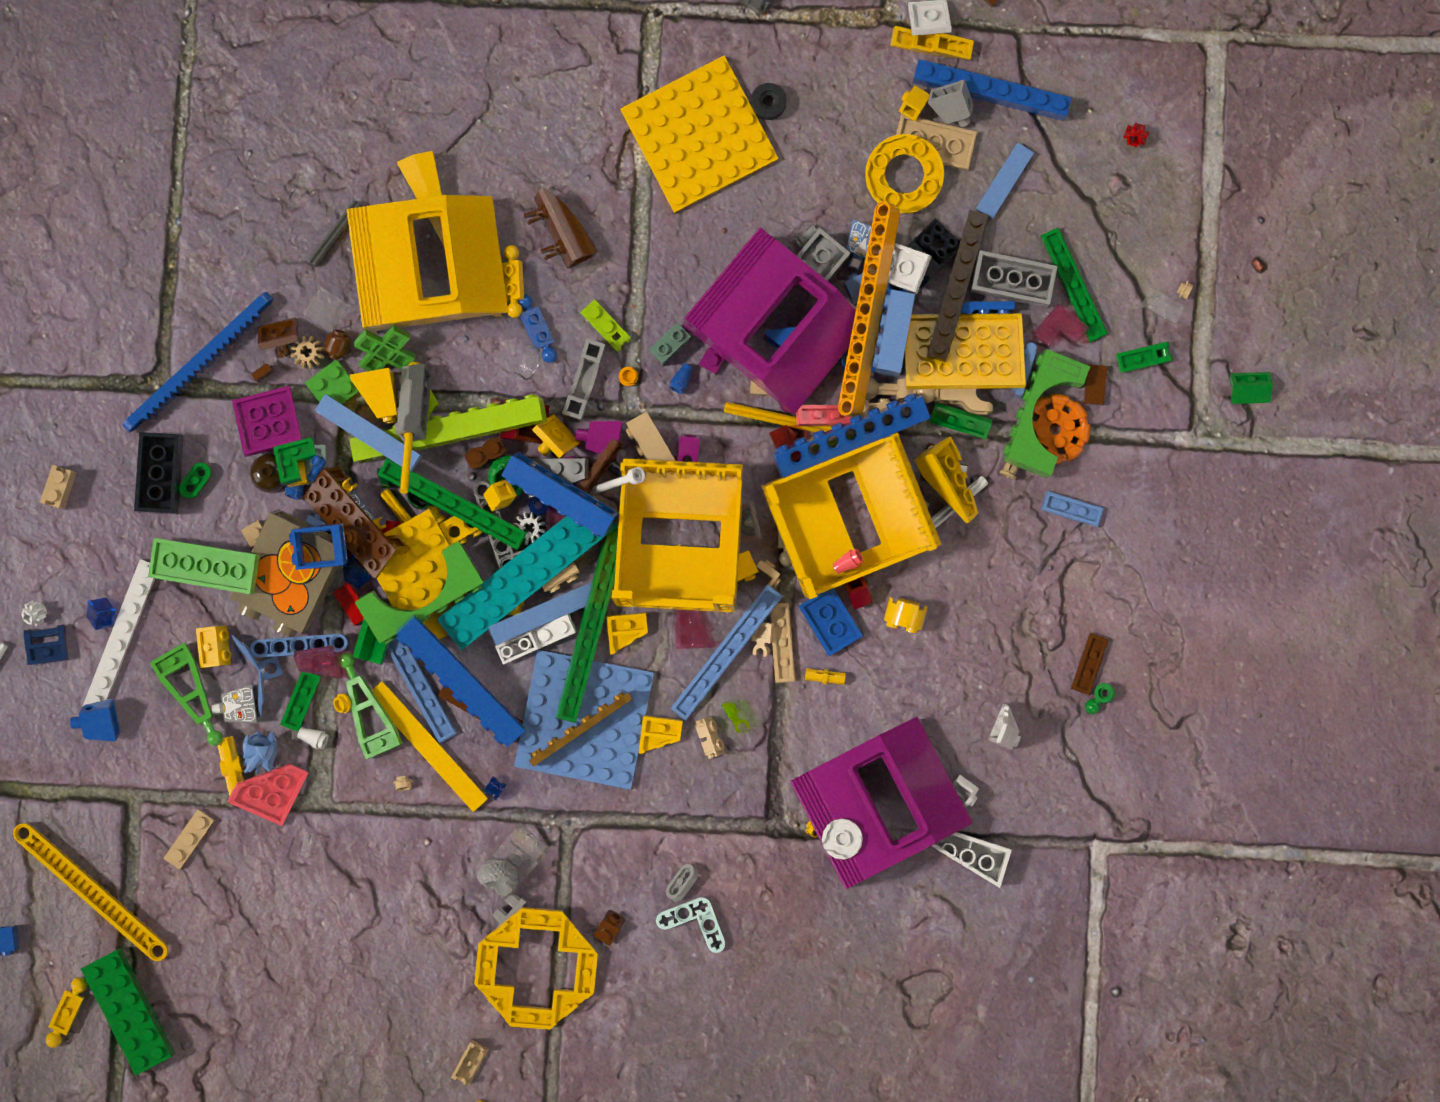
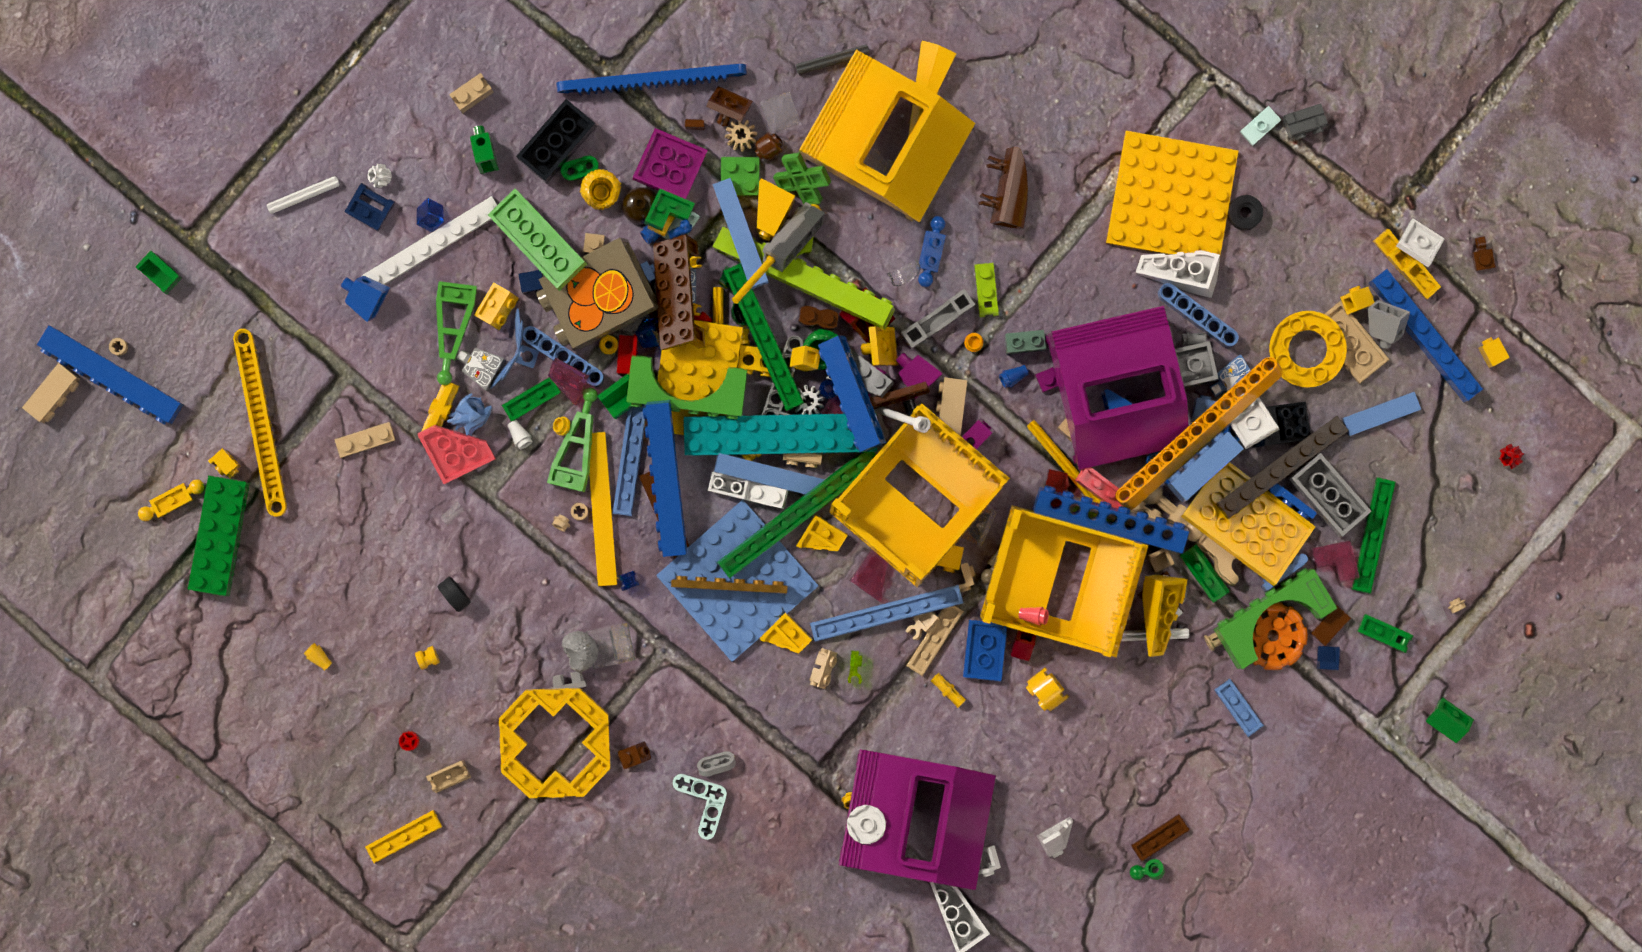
camera: 35 degrees right, 0 degrees up
(87, 947) = (225, 463): none -> yellow brick
(104, 527) = (483, 150): none -> green torso
(224, 605) = (530, 281): none -> dark blue panel
(225, 485) = (600, 189): none -> yellow hair
(286, 1047) = (317, 656): none -> yellow cone
(325, 603) = (604, 340): none -> yellow plate
(338, 544) = (653, 303): blue window -> none
(359, 910) = (454, 594): none -> black tyre
(377, 979) = (427, 657): none -> yellow wheel
(411, 756) = (575, 516): none -> tan bush
(413, 1062) = (406, 739): none -> red wheel
(513, 280) = (942, 200): yellow plate -> none
(726, 21) = (1260, 125): none -> light aqua plate
(757, 186) = (1186, 271): none -> white wedge
(803, 209) = (1203, 324): none -> medium blue beam
(916, 437) = (1160, 559): none -> tan panel
(1056, 61) = (1493, 351): none -> yellow brick
(1113, 412) = (1328, 657): none -> dark blue panel

